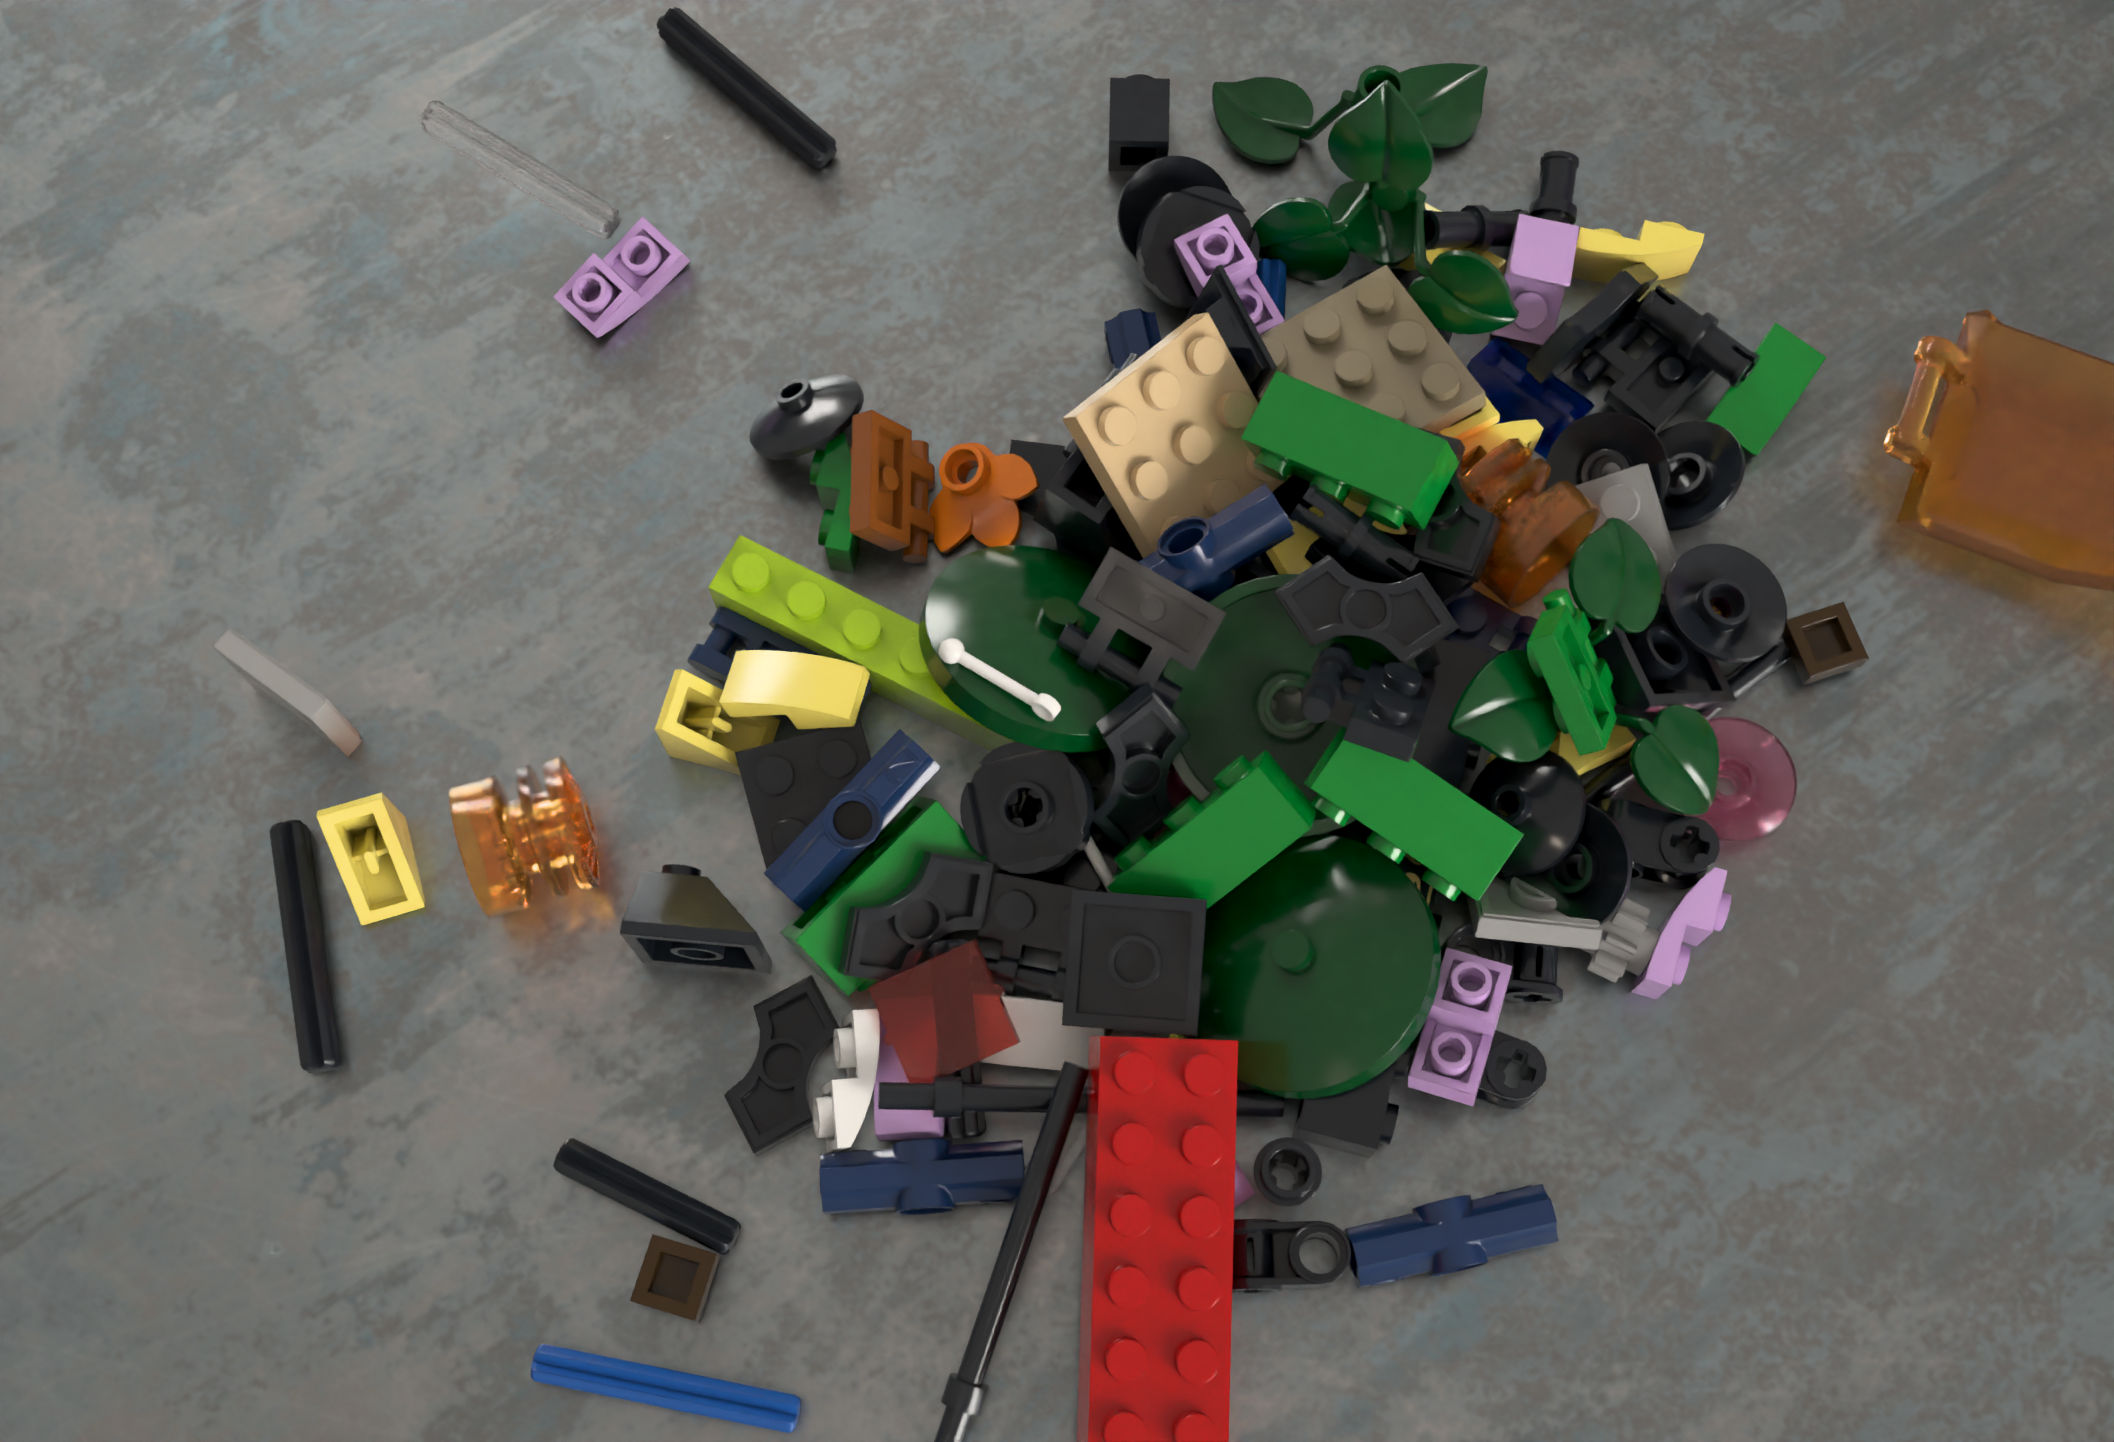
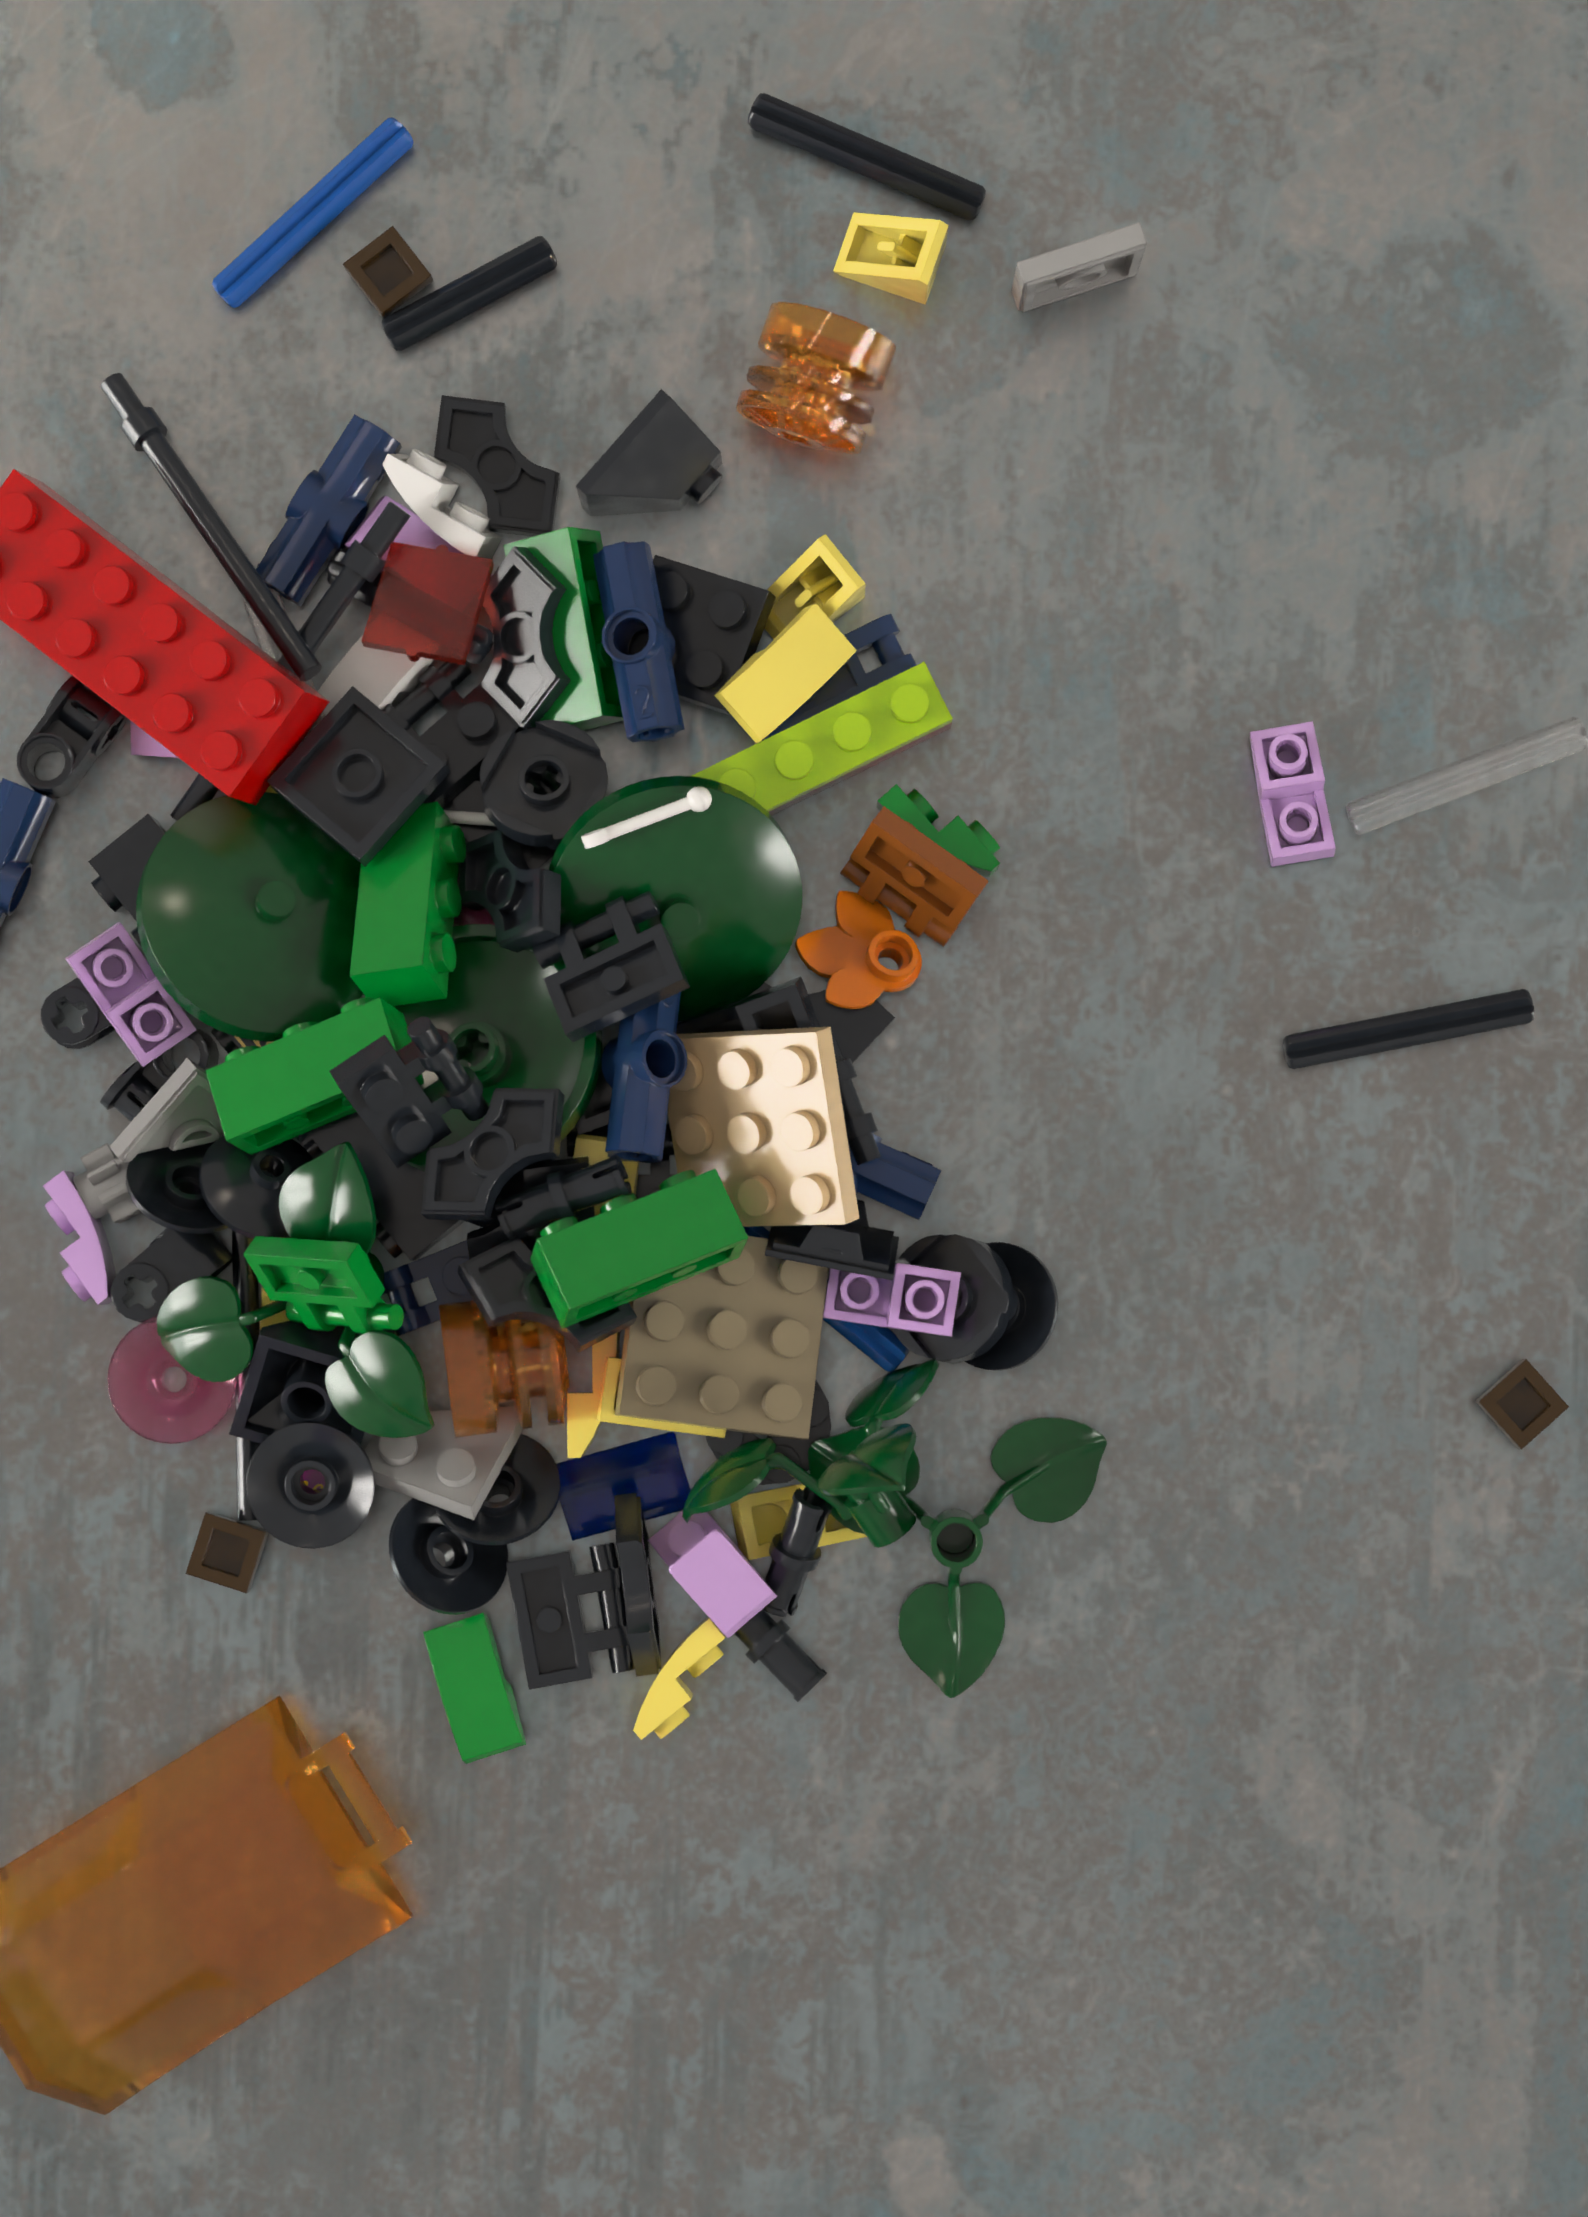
camera: 130 degrees right, 15 degrees up
(806, 416) = (1035, 856): black dish -> none
(1138, 121) = (1116, 1344): black brick -> none
(1295, 1157) = (109, 769): black cone -> none
(1698, 336) = (553, 1655): black pin -> none

